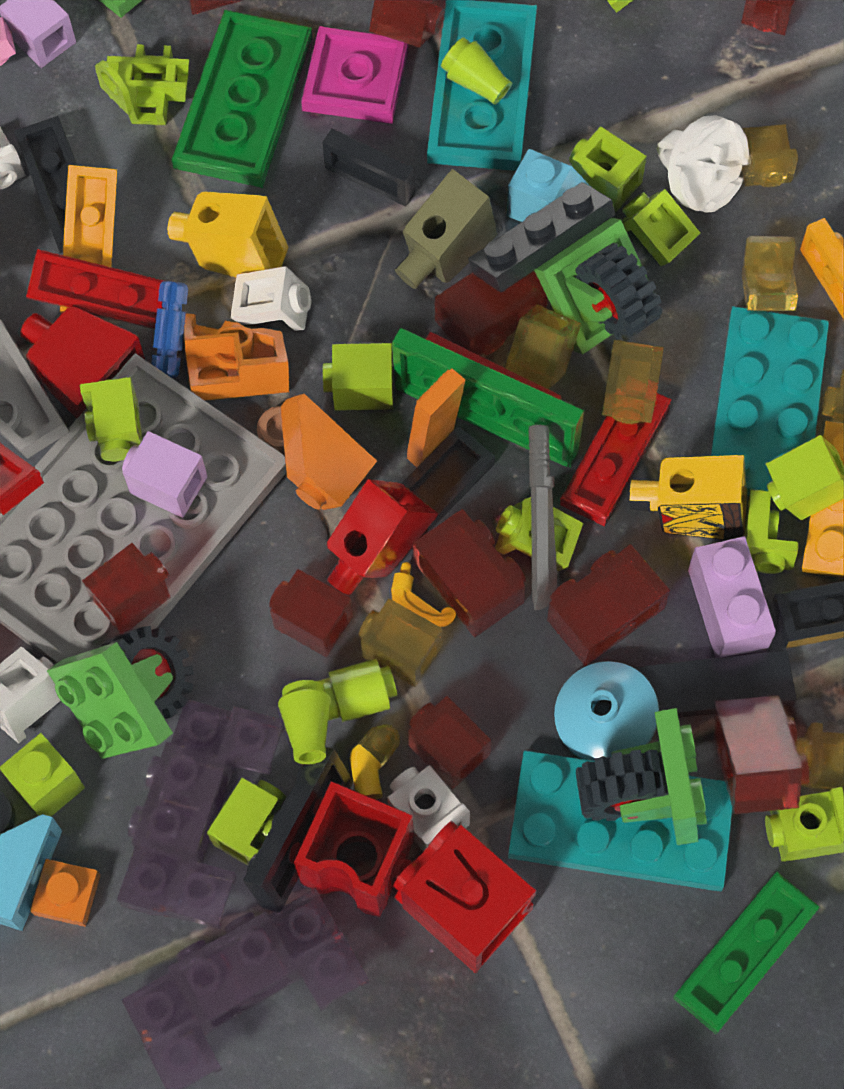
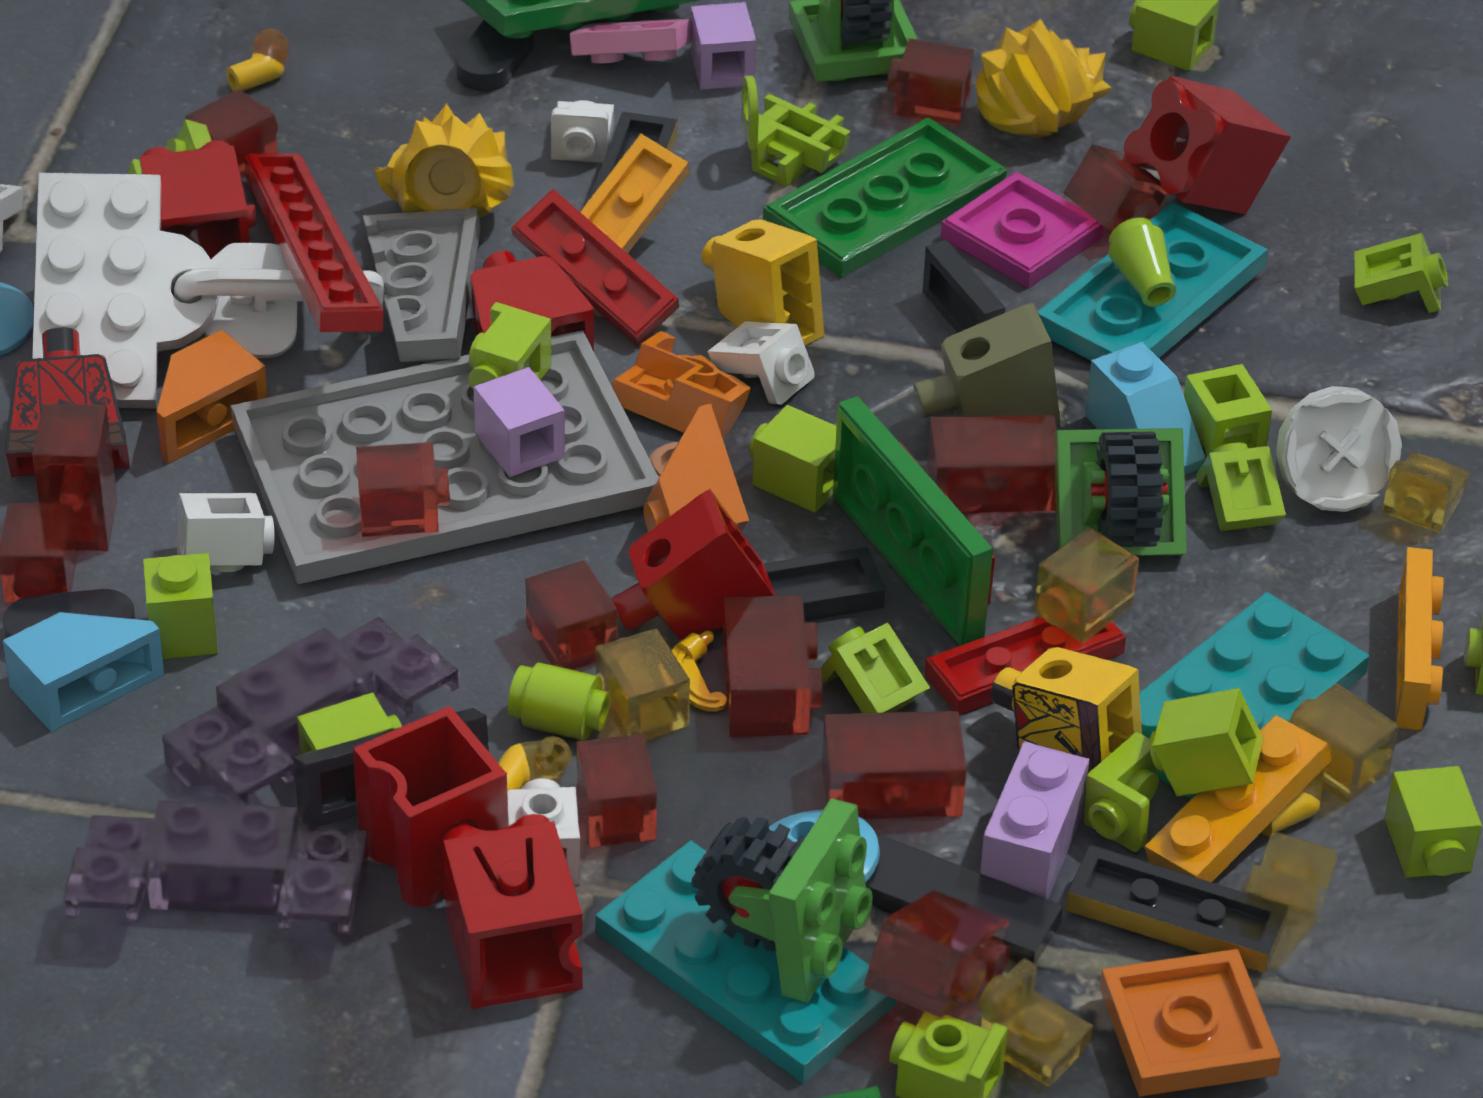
camera: 30 degrees right, 25 degrees down
(65, 892) = (120, 718): orange plate -> none
(125, 690) = (324, 562): bright green plate -> none
(169, 327) = (636, 324): blue axle -> none
(306, 717) = (482, 669): lime cone -> none
(435, 416) = (833, 488): orange tile -> none
(541, 236) = (1086, 407): black plate -> none
(542, 519) = (878, 648): dark grey piece -> none
(543, 346) = (1016, 514): clear yellow brick -> none
(769, 274) = (1336, 581): clear yellow bracket -> none

